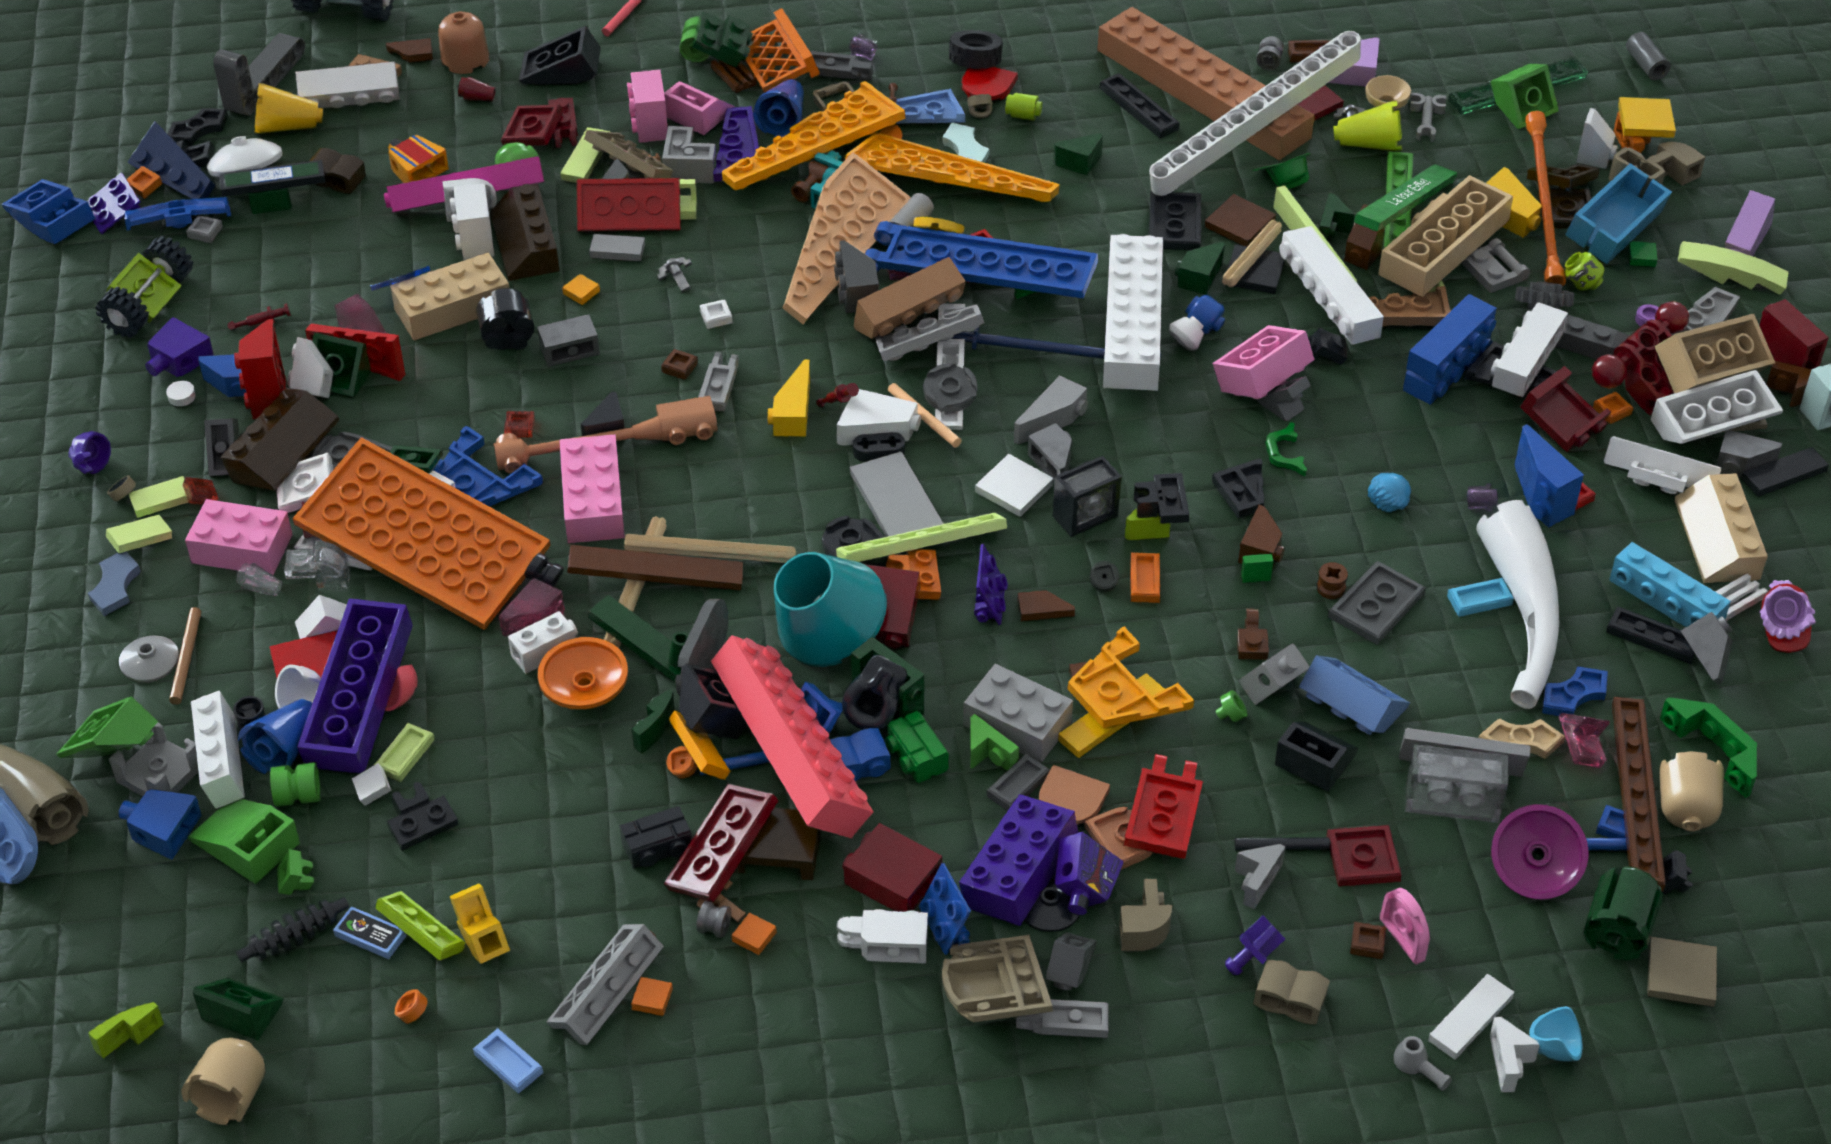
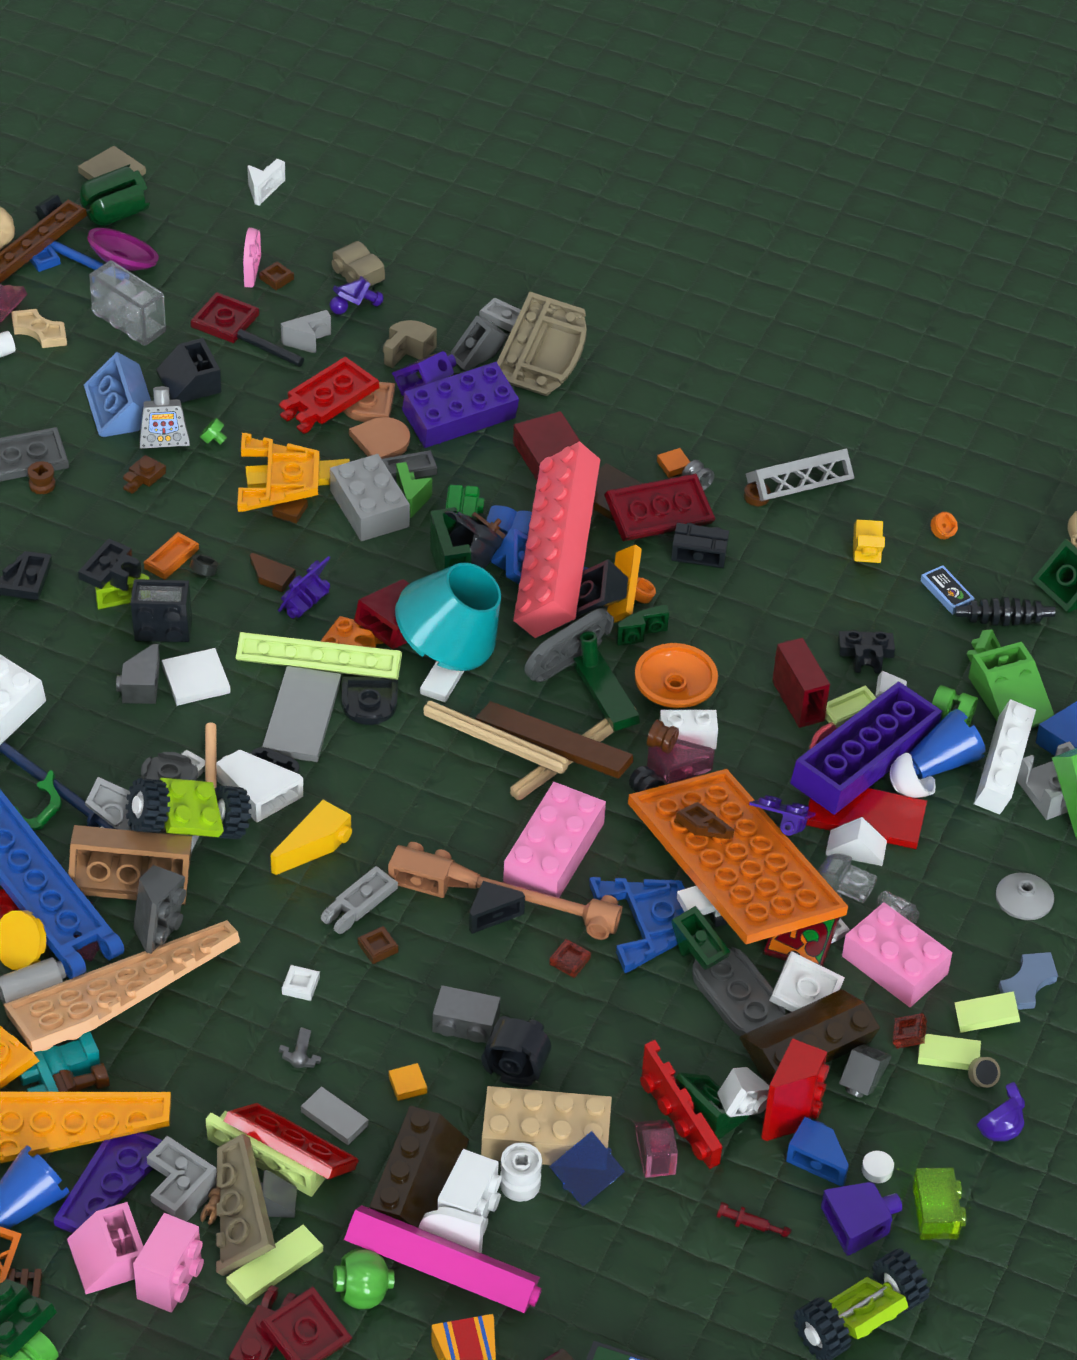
camera: 150 degrees left, 0 degrees up
(118, 382) = (937, 1203): none -> clear neon green brick
(185, 656) = (992, 878): medium nougat bar -> none
(248, 710) = (962, 784): black wheel -> none
(405, 584) = (794, 815): none -> dark purple hinge
(420, 925) = (909, 572): lime tile -> none
(447, 251) = (520, 1172): none -> white wheel
(457, 720) = (801, 682): none -> dark red brick
(465, 536) = (703, 822): none -> reddish brown tile
(508, 1061) = (894, 469): light blue tile -> none
(548, 587) = (662, 736): none -> reddish brown wheel
(651, 996) = (770, 457): orange tile -> none
(841, 393) = (276, 804): dark red piece -> none
(864, 722) = (493, 526): none -> reddish brown piece
(886, 935) = (587, 411): white hinge -> none
(894, 339) = (188, 808): none -> plate
(946, 910) = (539, 394): blue hinge -> none
(1032, 333) = (51, 809): none -> green helmet
(1057, 404) = (101, 715): light grey slope -> none
(1256, 568) = (86, 510): green tile -> none
(1262, 537) = (60, 527): reddish brown slope -> none
(1416, 1061) = (319, 210): light grey bar -> none
(1471, 1016) = (261, 213): white tile -> none
(1517, 753) = (100, 315): light grey tile -> none
(1558, 1035) = (231, 173): medium azure helmet -> none

